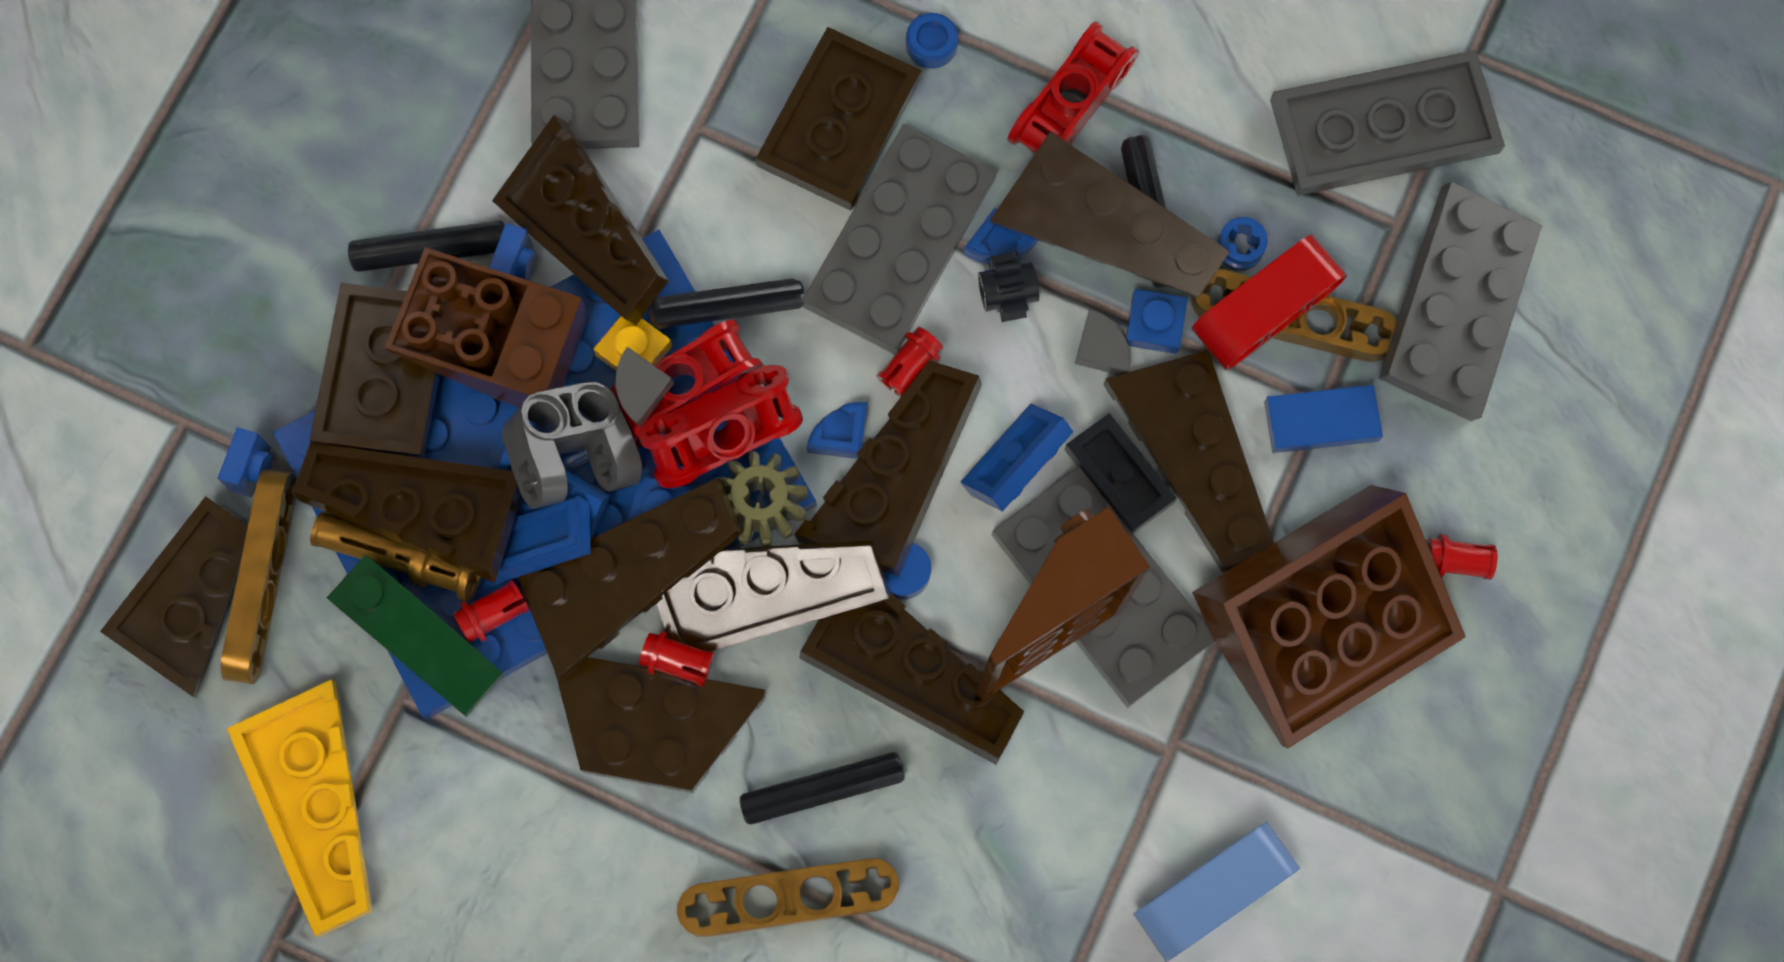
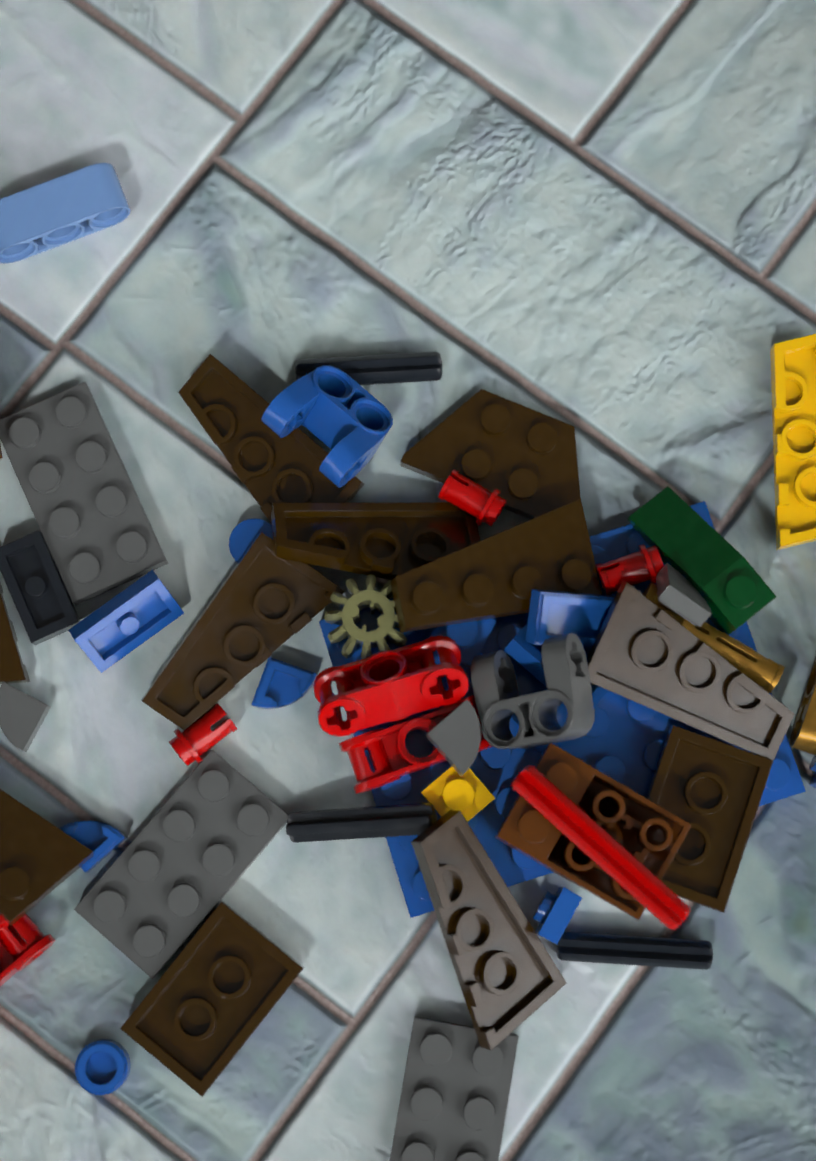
camera: 165 degrees left, 5 degrees up
(430, 581) = (681, 596): none -> dark grey tile
(473, 299) = (601, 847): none -> red axle
(787, 890) = (417, 277): pearl gold beam -> none
(842, 708) = (337, 414): none -> blue piece
(1008, 286) = (92, 785): black gear -> none
(1075, 591) = (122, 430): reddish brown slope -> none

